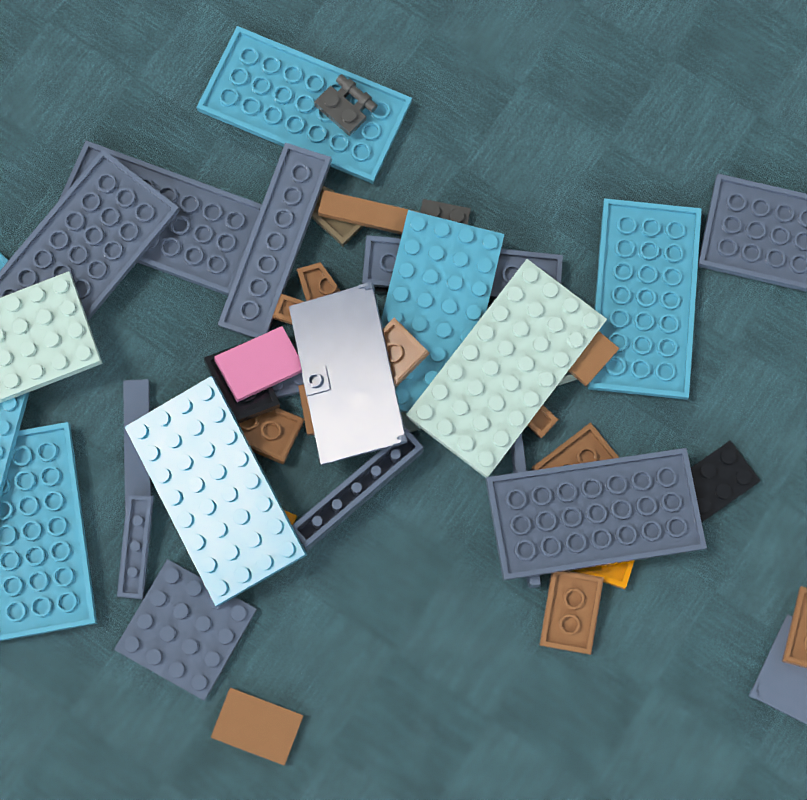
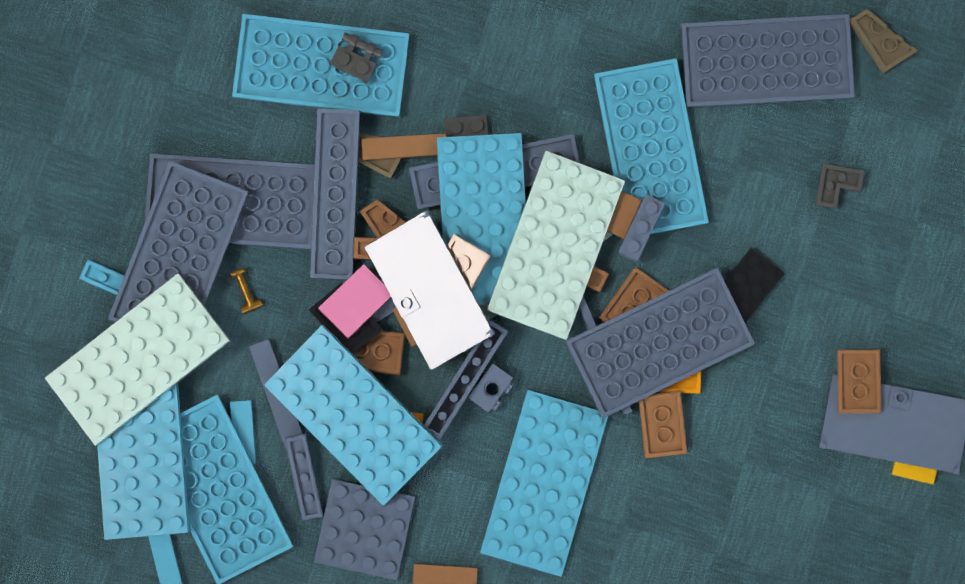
camera: 15 degrees left, 10 degrees up
(88, 462) = (243, 422): none -> medium azure tile
(141, 335) = (250, 303): none -> pearl gold piece
(391, 496) = (492, 375): none -> sand blue brick
(411, 640) = (544, 483): none -> medium azure plate
(609, 377) = (641, 228): none -> sand blue brick

